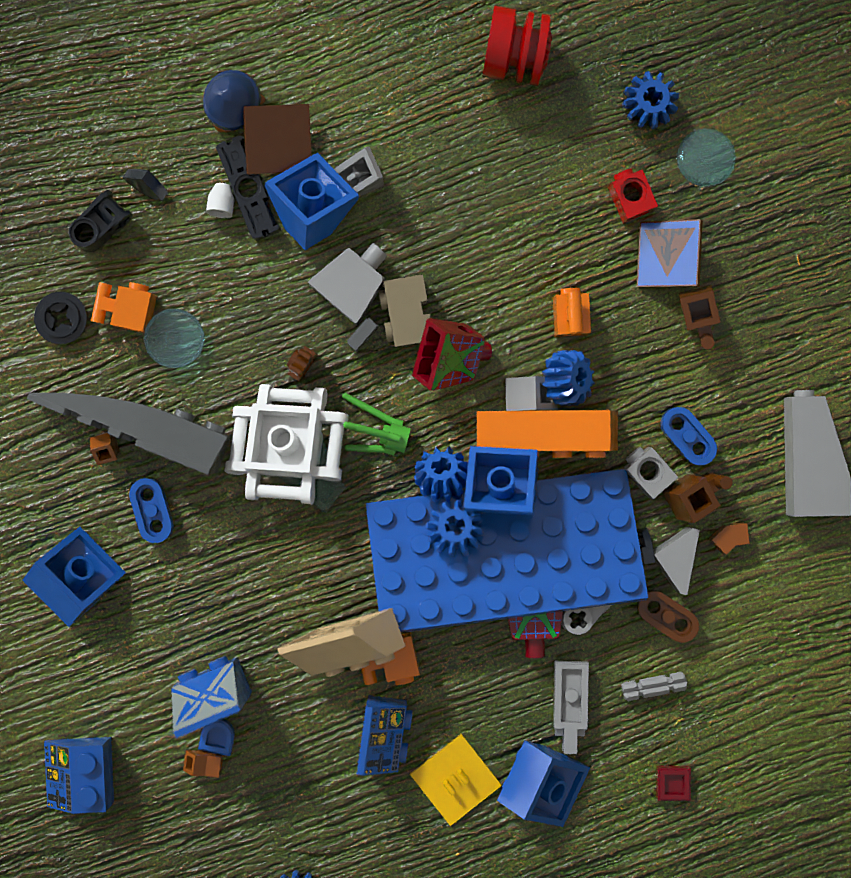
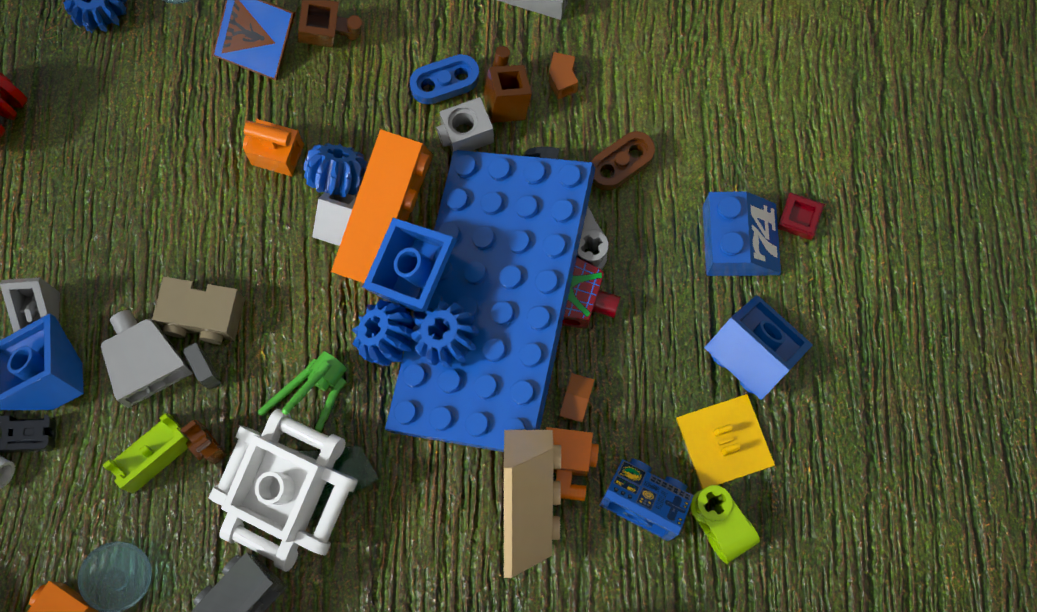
camera: 70 degrees left, 15 degrees down
(278, 320) = (148, 455): none -> lime hinge
(383, 803) = (725, 526): none -> lime piece
(445, 649) = (576, 397): none -> dark orange piece
(449, 354) = (258, 278): dark red torso -> none
(570, 702) = (680, 288): light grey hinge -> none
(628, 209) = (190, 60): red brick -> none
(635, 738) = (740, 235): none -> blue slope
(654, 686) = (691, 200): light grey axle -> none
(676, 558) = (567, 129): light grey slope -> none

